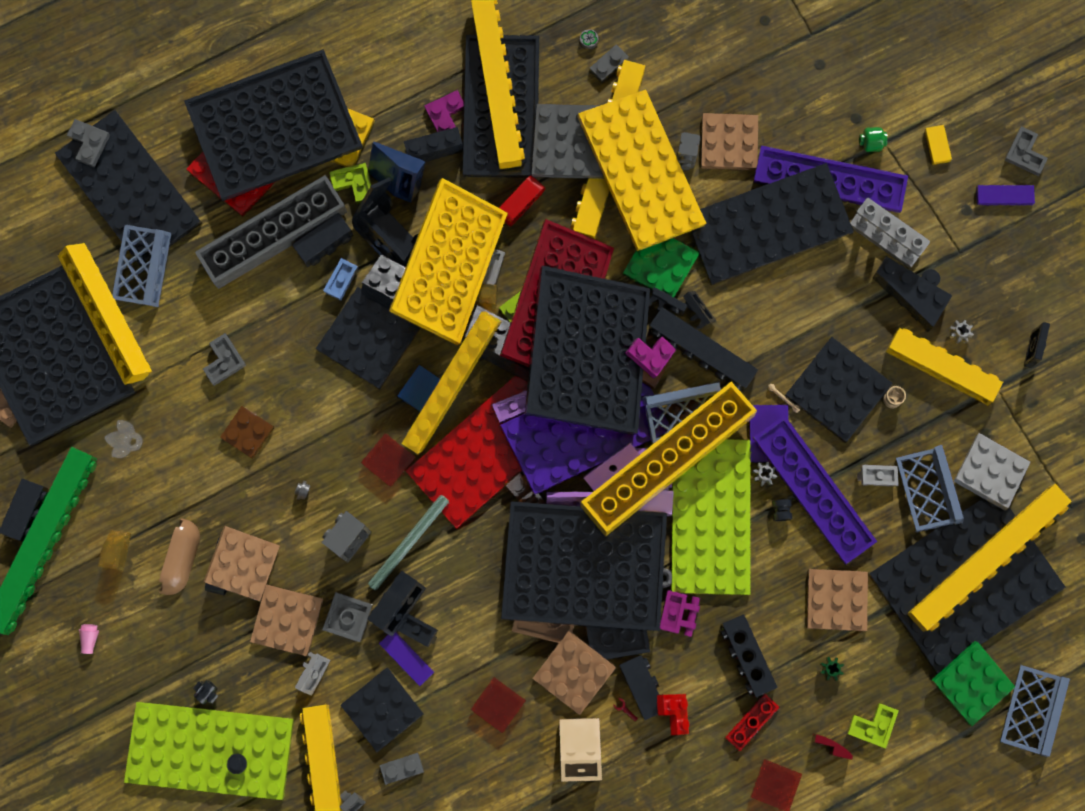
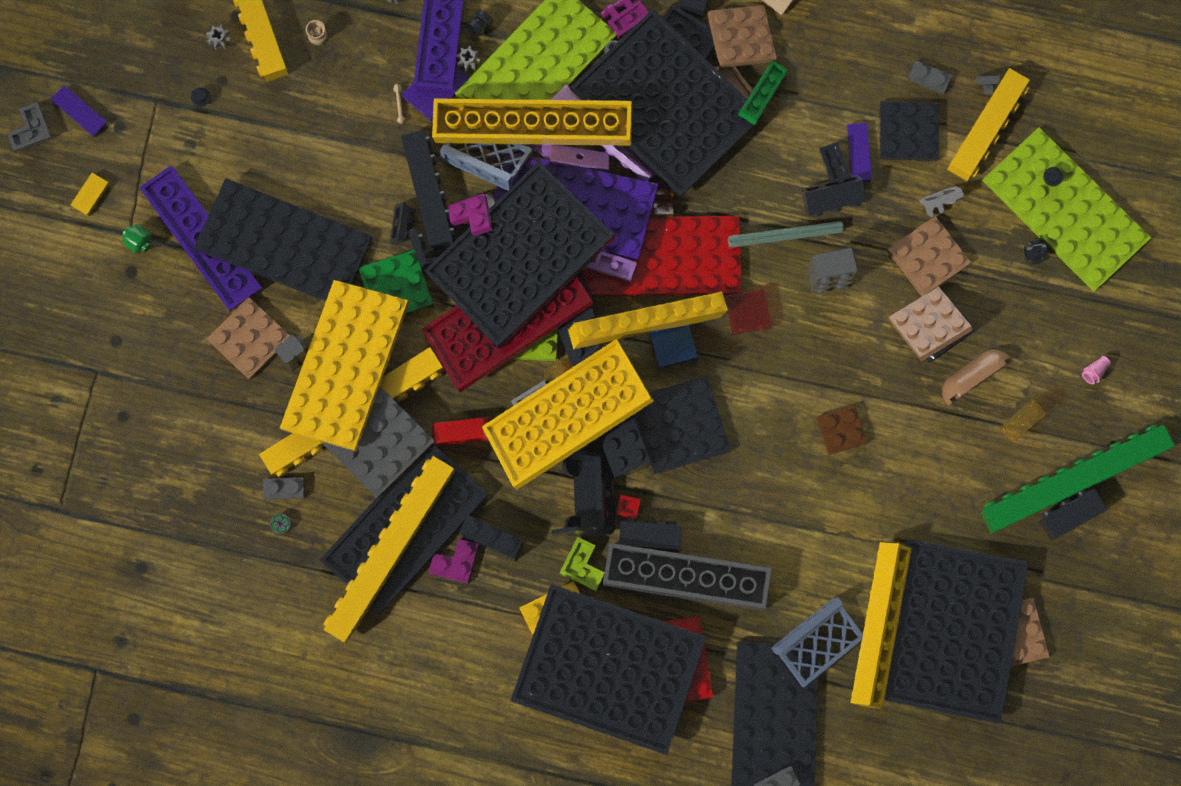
camera: 140 degrees left, 0 degrees up
(121, 439) = (948, 510): clear plate -> none
(228, 361) = (811, 499): dark grey plate -> none
(302, 490) = (835, 344): flat silver plate -> none
(340, 279) = (662, 491): medium blue plate -> none
(347, 617) = (879, 218): dark grey plate -> none
(356, 248) = (628, 507): none -> red plate
(402, 168) = (539, 542): dark blue slope -> none
(498, 705) = (818, 61): clear red plate -> none
(517, 637) = (763, 92): none -> green tile
(838, 389) = (351, 75): black plate -> none
(889, 233) = (200, 151): light grey fence -> none
(912, 292) = (224, 87): black wedge -> none

